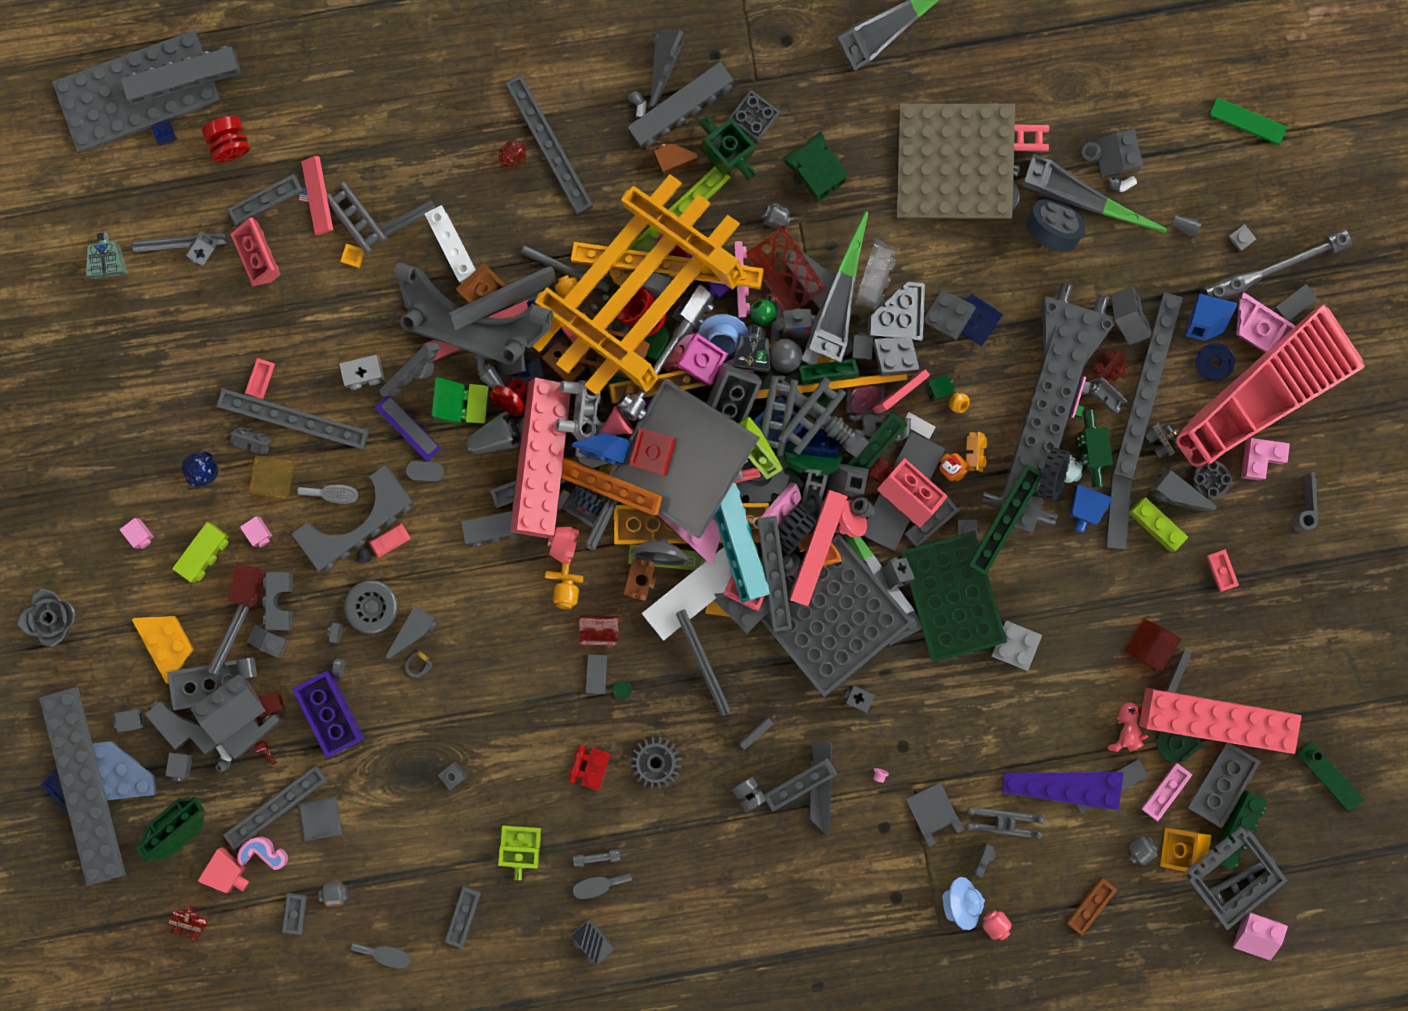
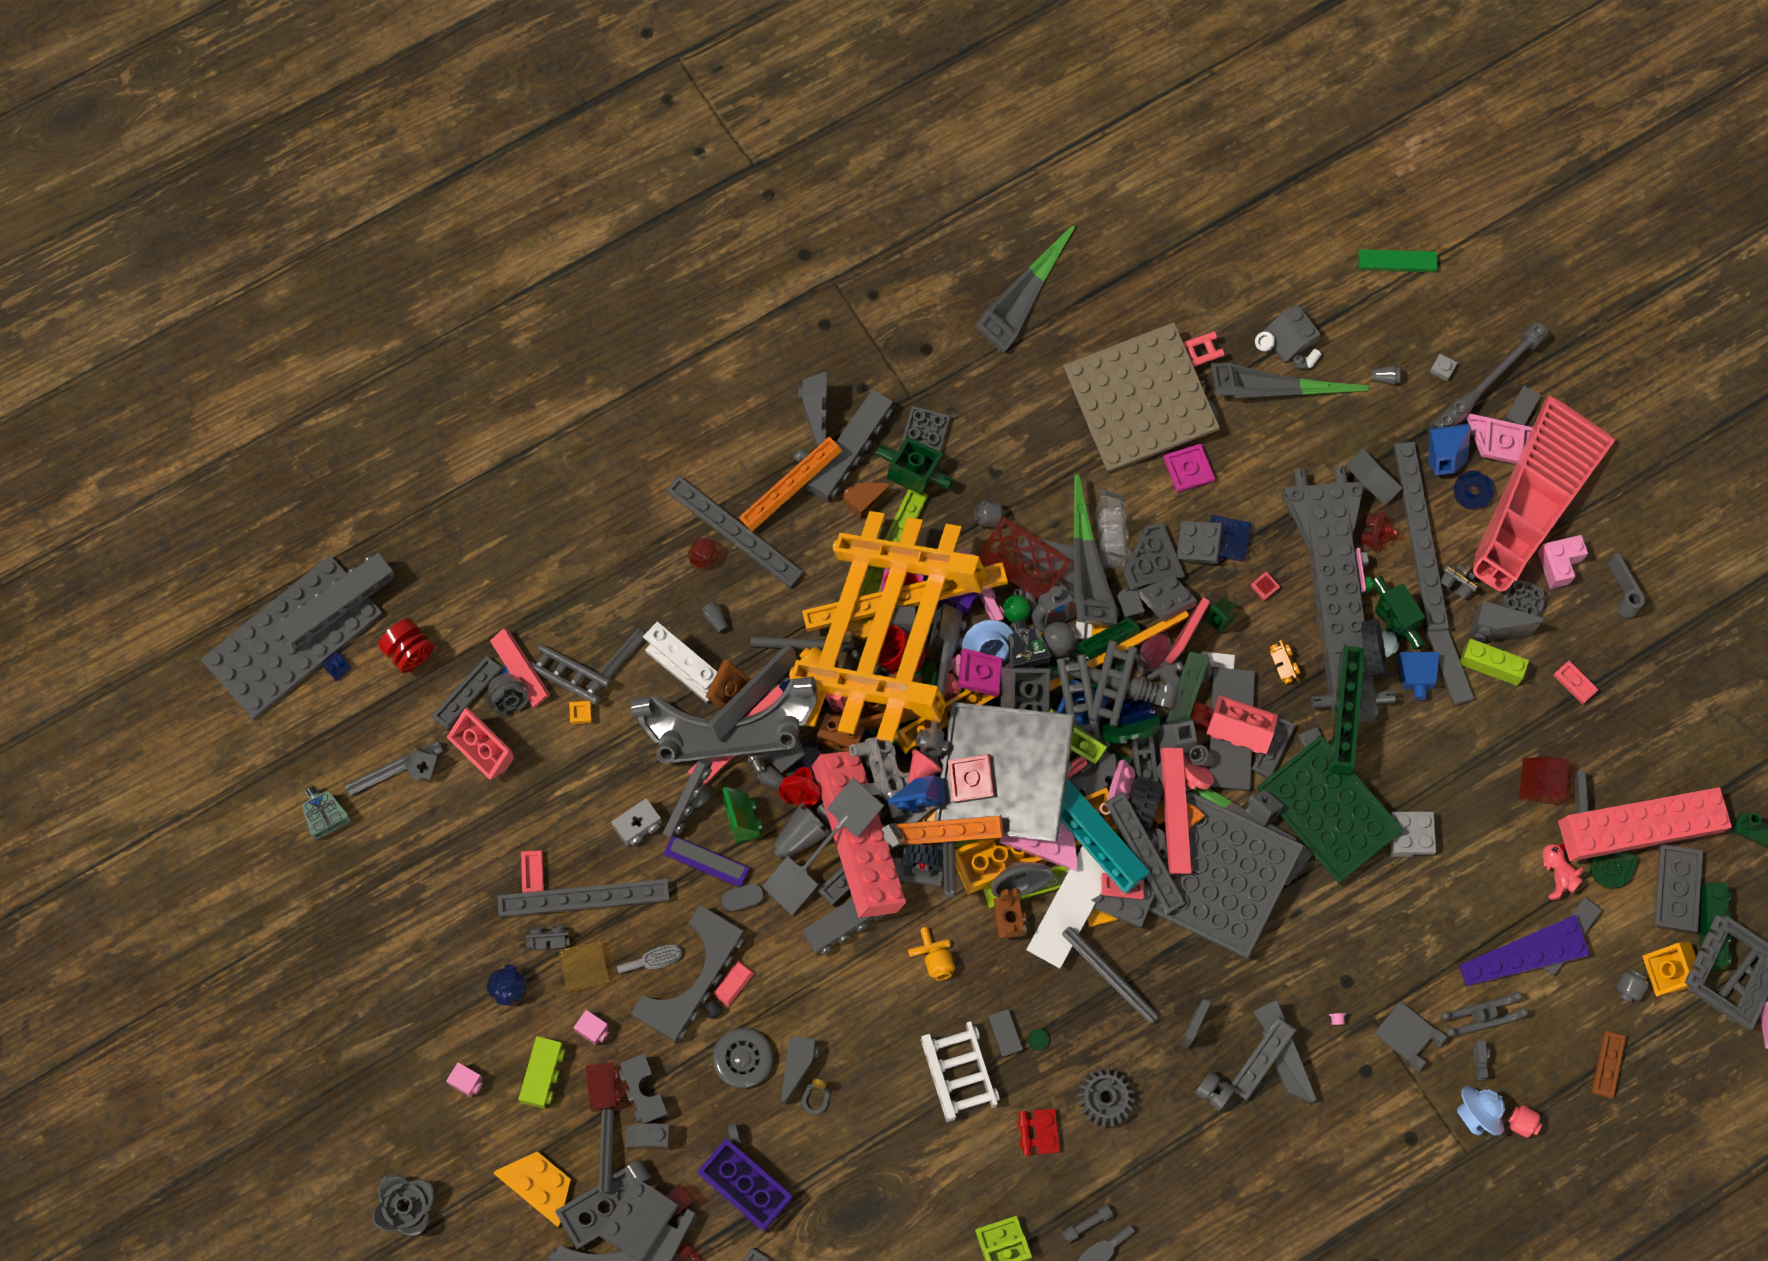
camera: 30 degrees left, 15 degrees down
(295, 215) = (507, 693): none -> dark grey cone
(334, 632) = (715, 1099): dark grey plate -> none
(452, 776) = (901, 1198): dark grey brick -> none
(477, 404) = (767, 810): lime tile -> none
(500, 213) = (714, 615): none -> dark grey cone
(527, 699) = (945, 1087): none -> white fence
(539, 440) = (854, 810): none -> dark grey hinge
(563, 543) = (917, 911): coral cone -> none
(568, 473) = (893, 835): none -> light grey plate
(599, 630) = (988, 986): clear red bracket -> none
(612, 121) = (790, 484): none -> orange plate
(817, 167) = (1009, 453): dark green piece -> none
(867, 698) = (1287, 943): dark grey brick -> none
(953, 467) = (1270, 684): head -> none
(959, 402) = (1247, 621): light orange piece -> none
(971, 242) = (1188, 468): none -> dark pink tile
(989, 376) = (1265, 586): none -> tile
(1055, 225) = (1263, 419): black wheel -> none
(1103, 389) = (1386, 555): dark grey hinge -> none
(1166, 791) = (1626, 918): bright pink plate -> none

